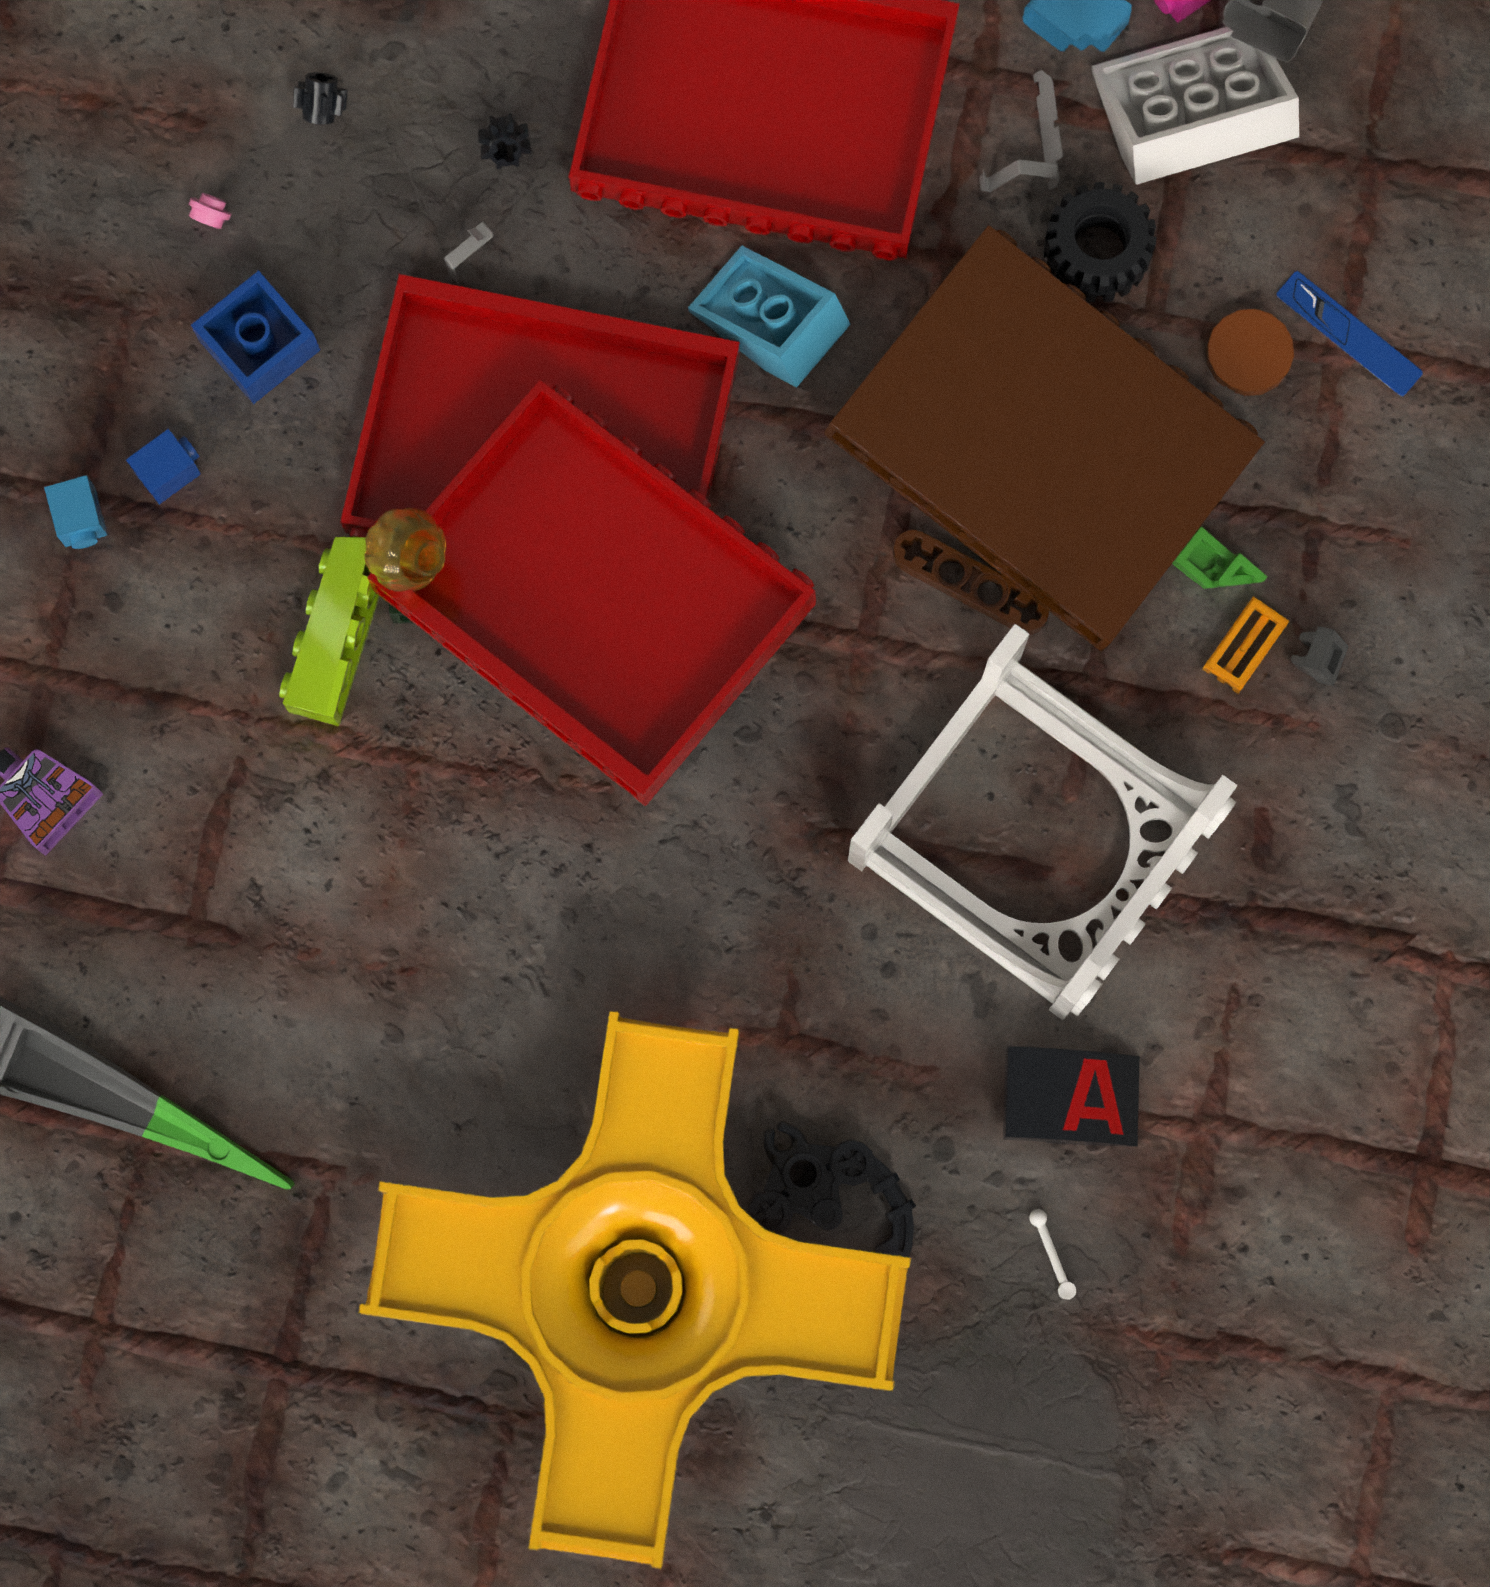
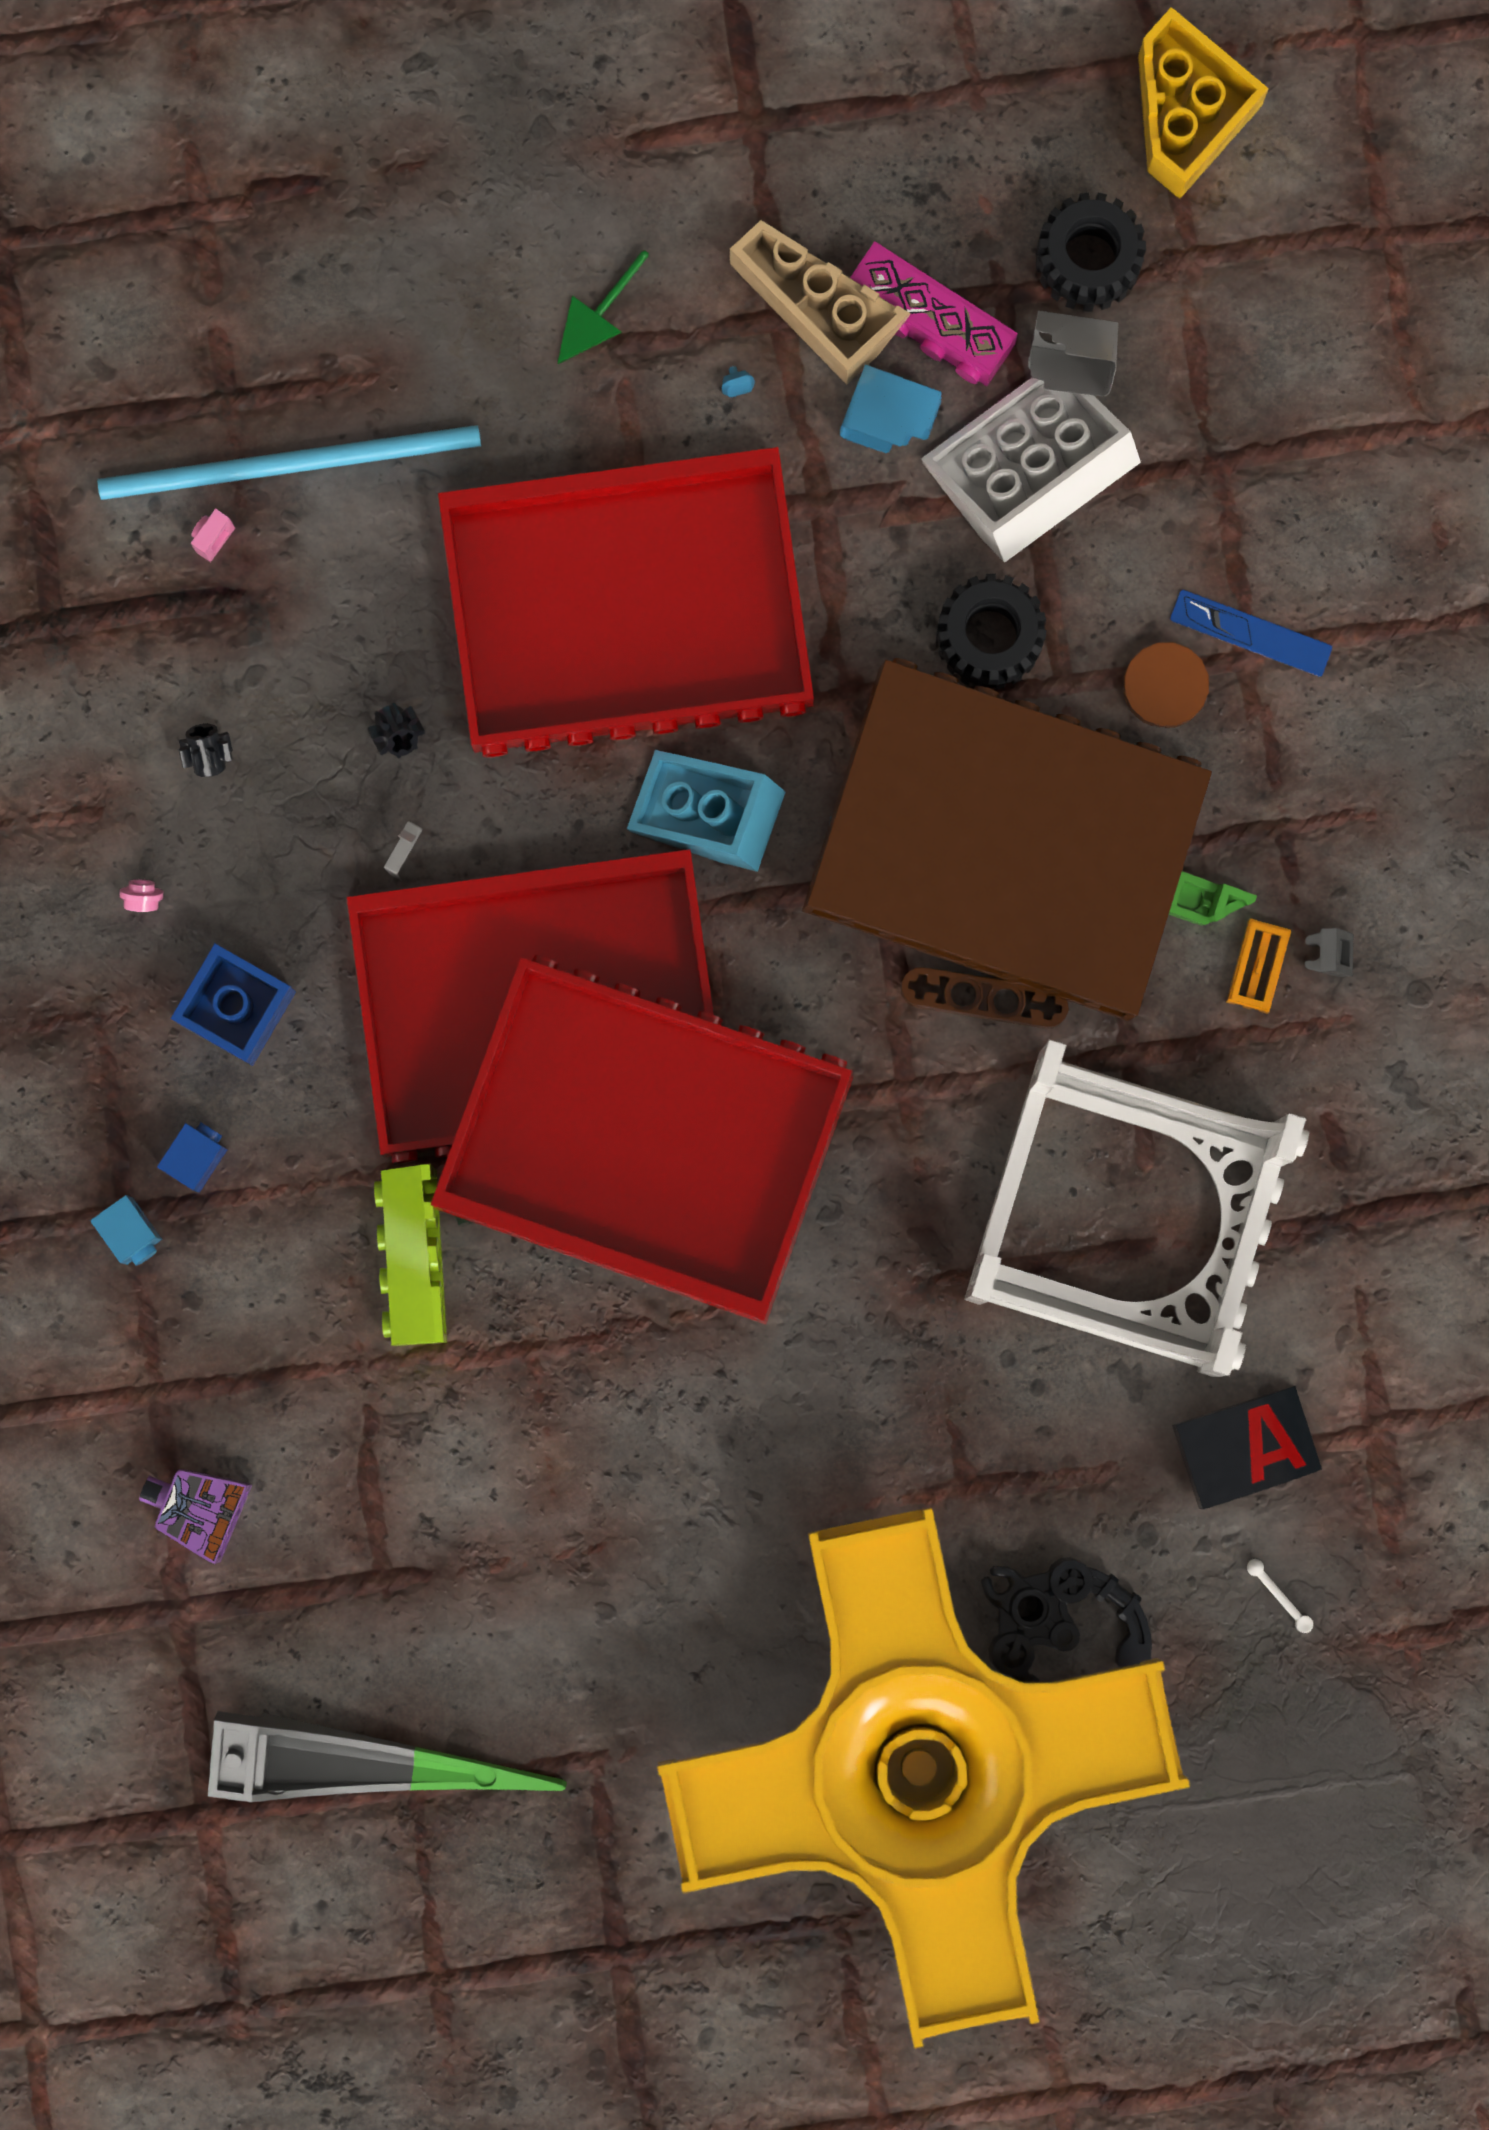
camera: 20 degrees left, 5 degrees up
(405, 549) = (460, 1170): clear yellow plant -> none
(1050, 140) = (909, 548): light grey piece -> none

